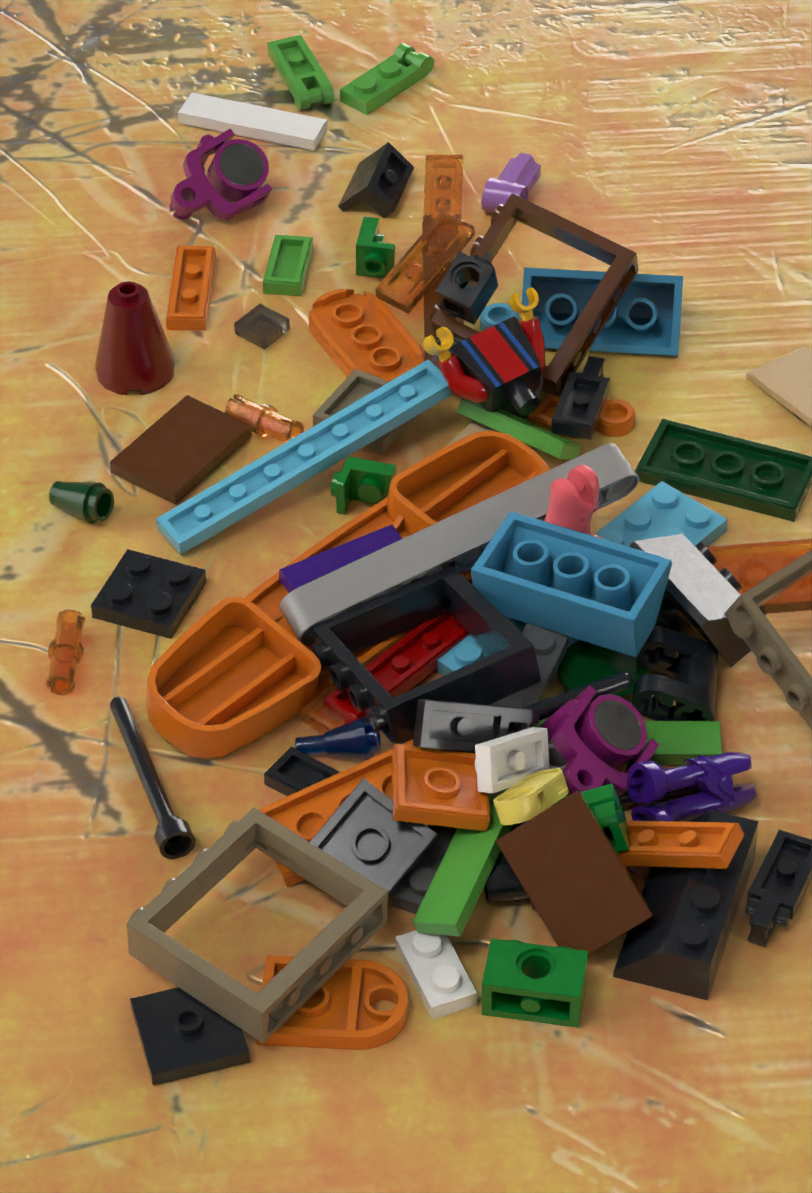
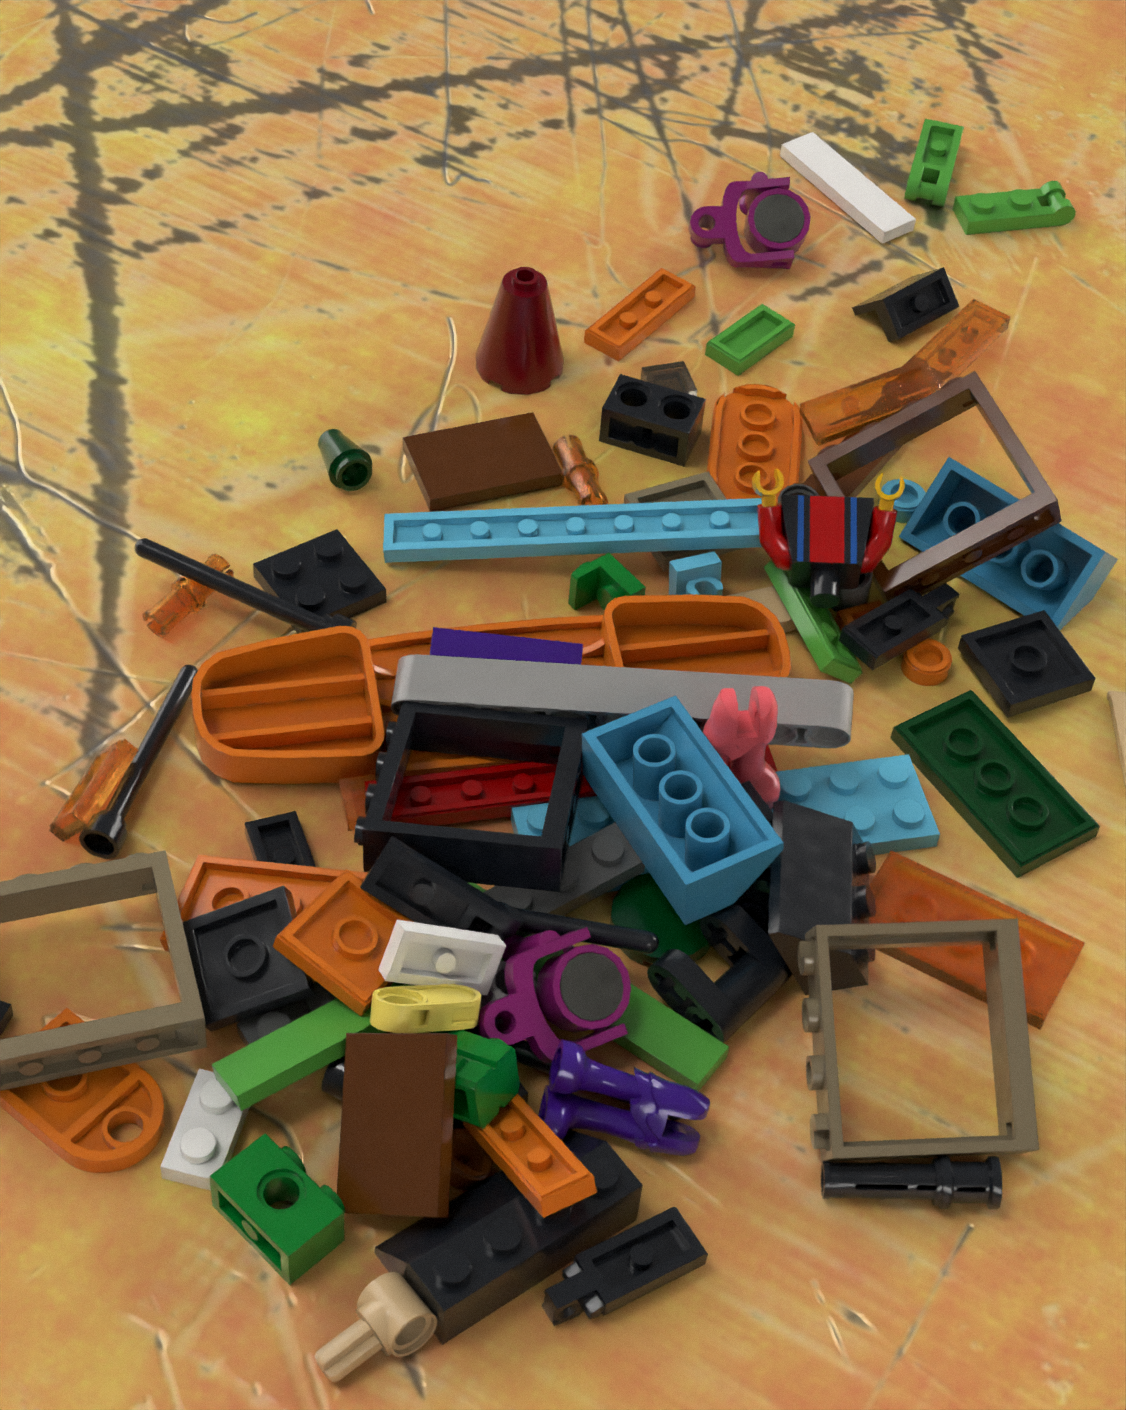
camera: 30 degrees right, 5 degrees up
(109, 624) = (237, 589): none -> black piece
(138, 812) = (93, 790): none -> clear orange tile
(279, 355) = (652, 420): none -> black brick
(350, 740) = (336, 831): clear blue cone -> none
(373, 255) = (836, 362): green bracket -> none
(418, 442) = (696, 575): none -> medium azure tile
(467, 303) = (858, 462): black brick -> none
(516, 178) = (1027, 379): medium lavender piece -> none
(668, 1002) = (389, 1320): none -> tan axle
(681, 382) = (1026, 663): none -> black plate

